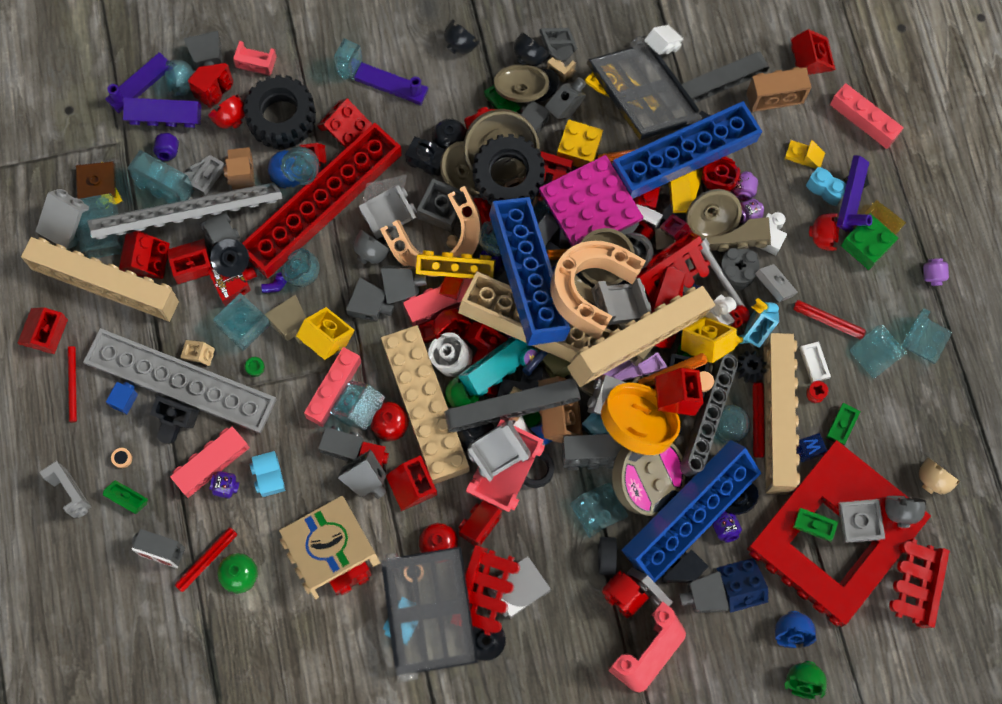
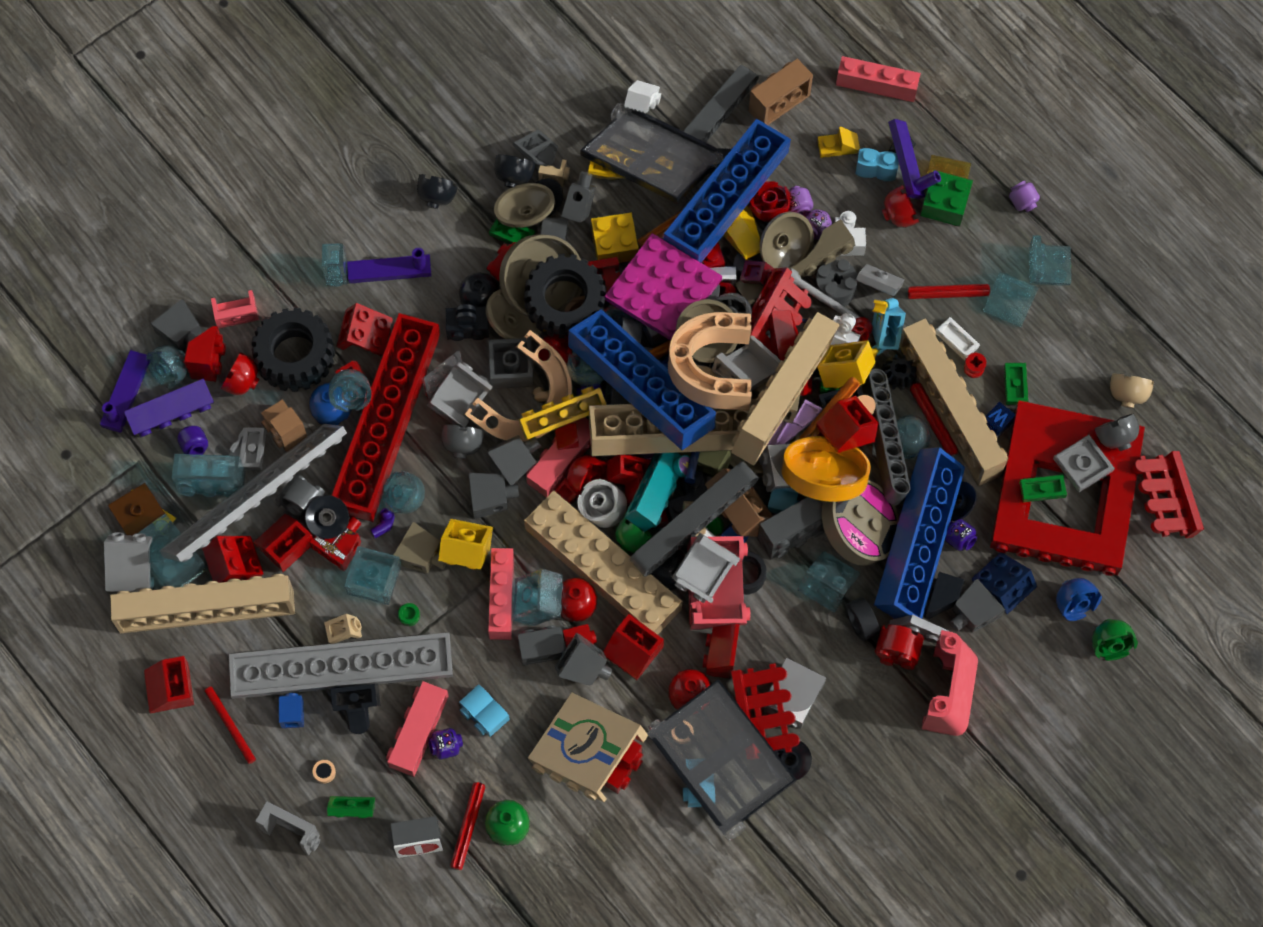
camera: 25 degrees left, 5 degrees down
(812, 52) = (792, 41): red slope -> none

